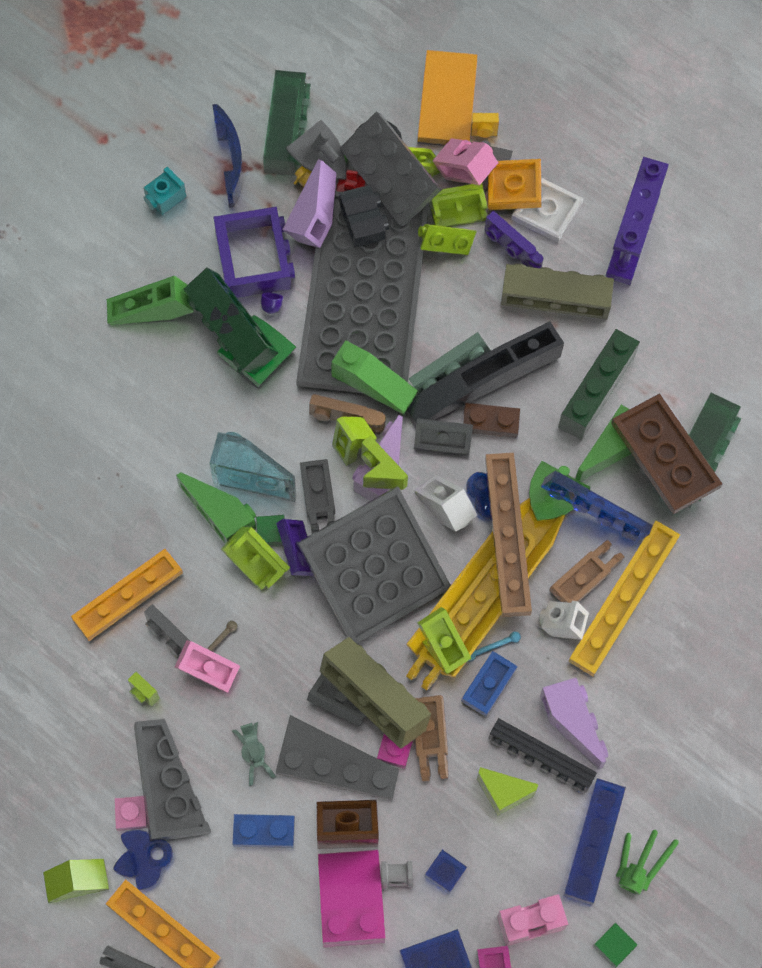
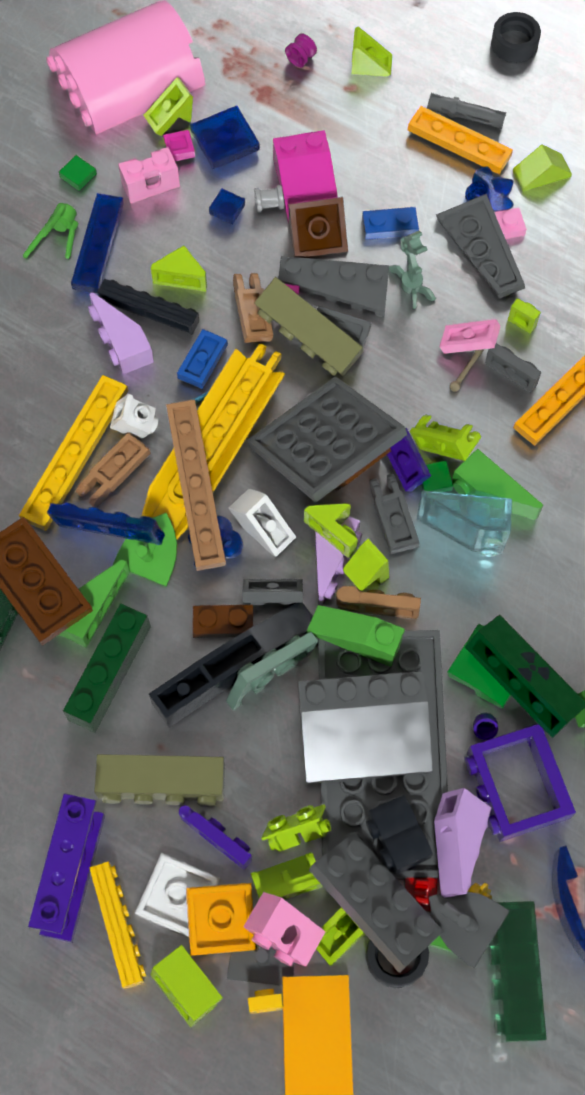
camera: 175 degrees right, 0 degrees up
(377, 304) = (365, 727): none -> slope
(443, 640) = (249, 370): lime slope -> none
(546, 142) = (186, 986): none -> lime hinge
(598, 193) = (116, 924): none -> yellow piece

